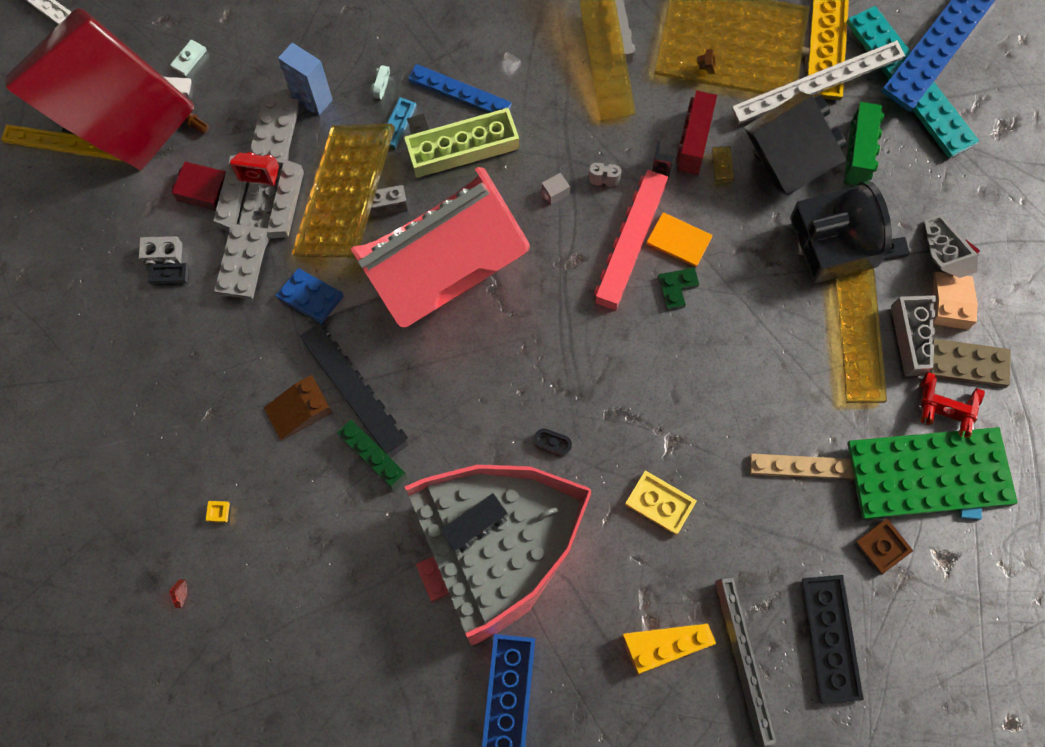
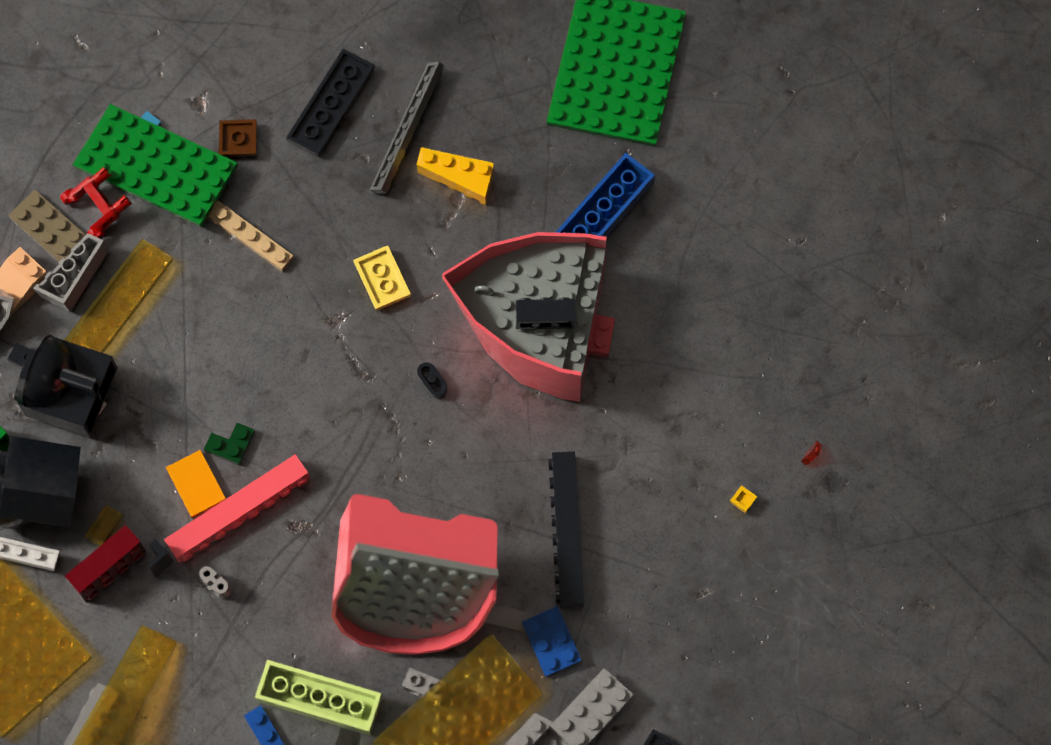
camera: 145 degrees left, 0 degrees up
(297, 408) = (624, 544): reddish brown slope -> none
(372, 455) = (587, 462): dark green brick -> none
(555, 189) = (268, 599): light grey brick -> none
(707, 61) = (39, 624): reddish brown tile -> none

